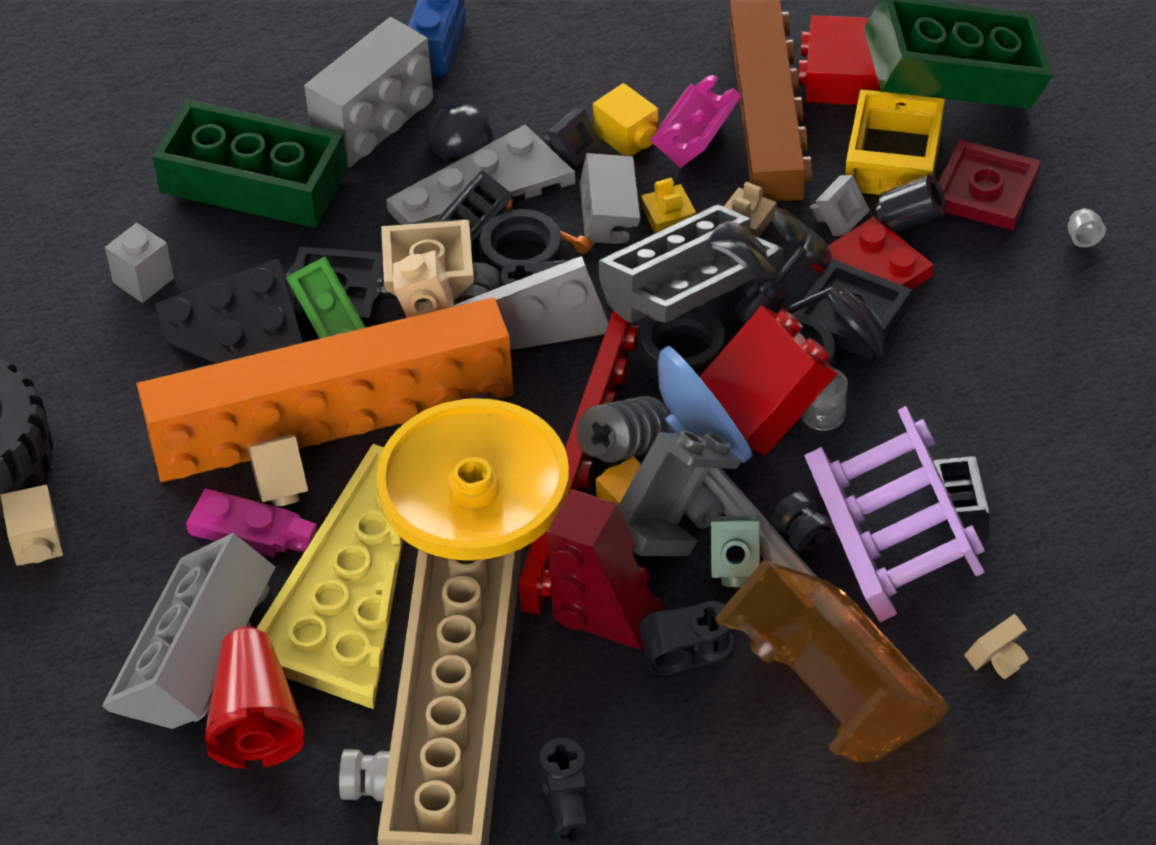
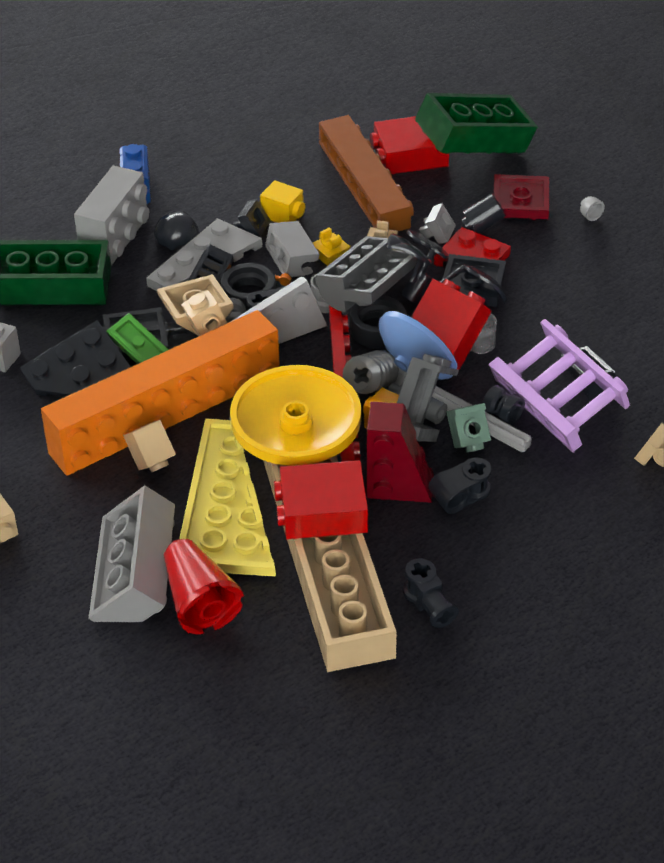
camera: 20 degrees left, 5 degrees down
(257, 524) = (121, 484): dark pink hinge -> none
(362, 774) = (300, 611): light grey wheel -> none
(457, 619) = (322, 500): none -> red brick
(694, 121) = (326, 195): dark pink hinge -> none
(839, 658) = (562, 476): clear orange windscreen -> none
(880, 110) = (463, 167): yellow window -> none

